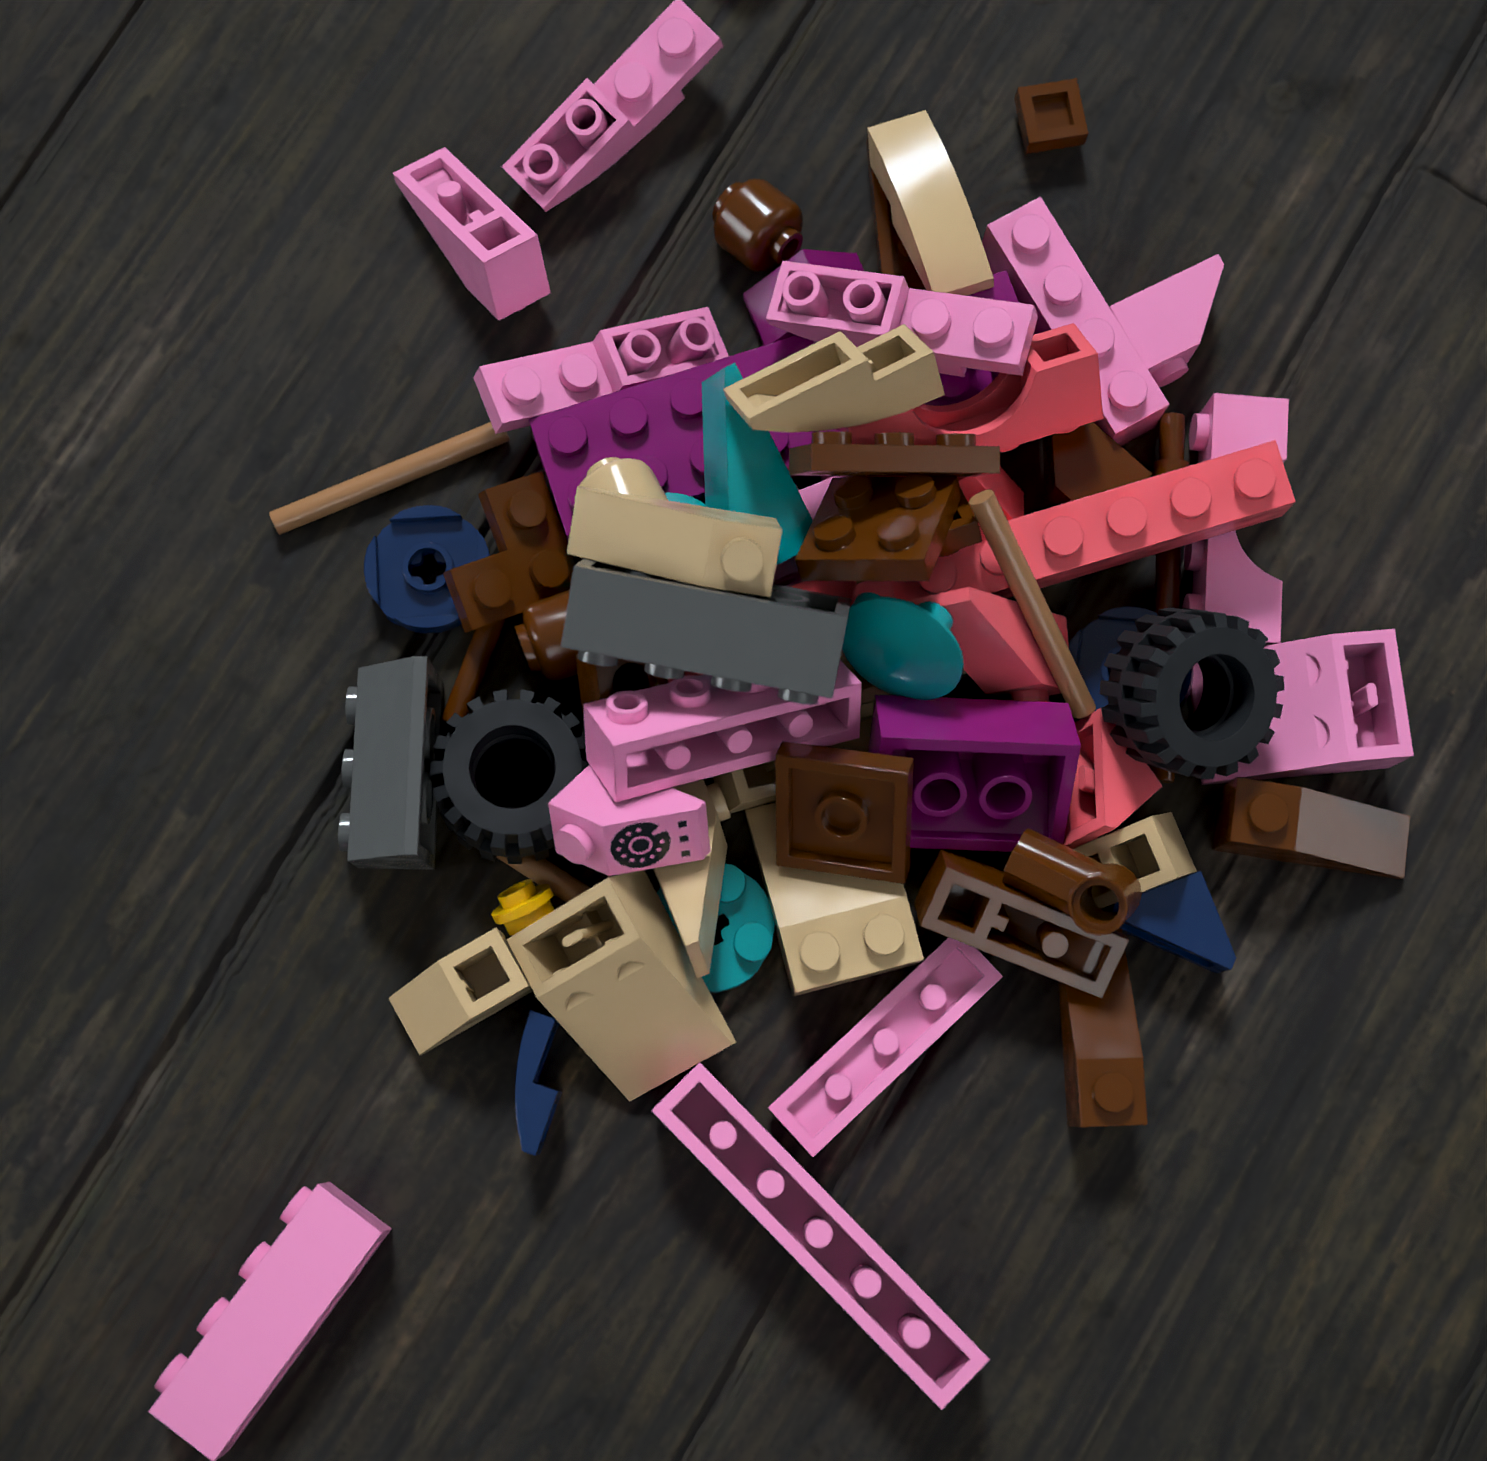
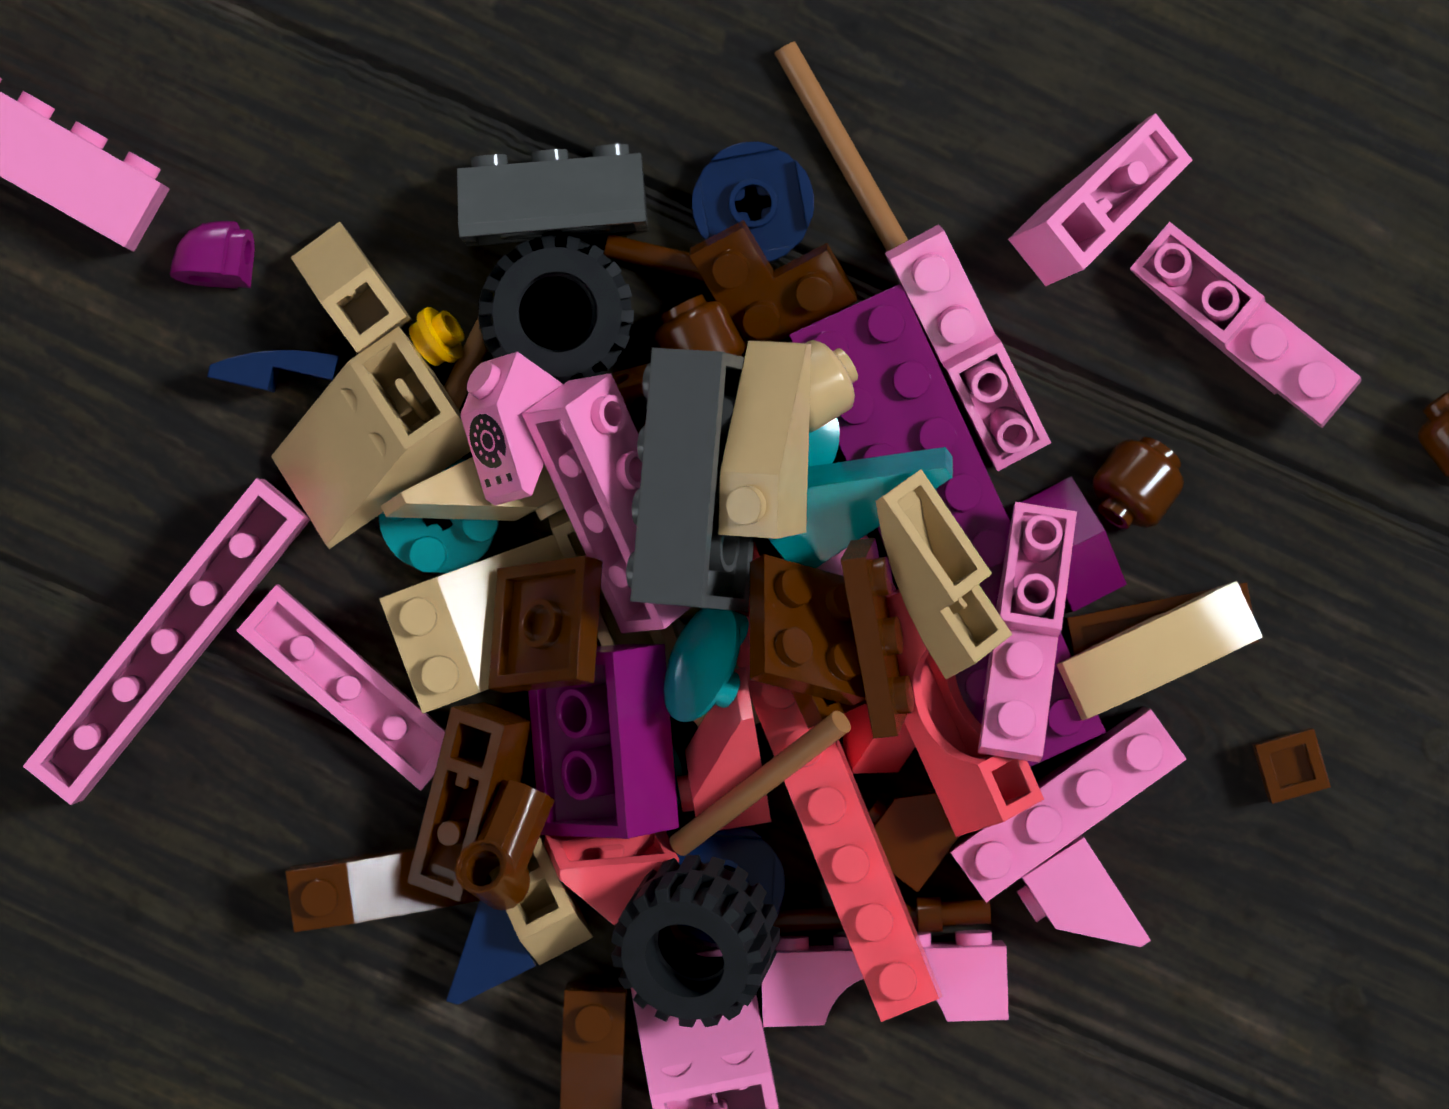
camera: 90 degrees right, 10 degrees up
(407, 1137) = (215, 256): none -> magenta piece

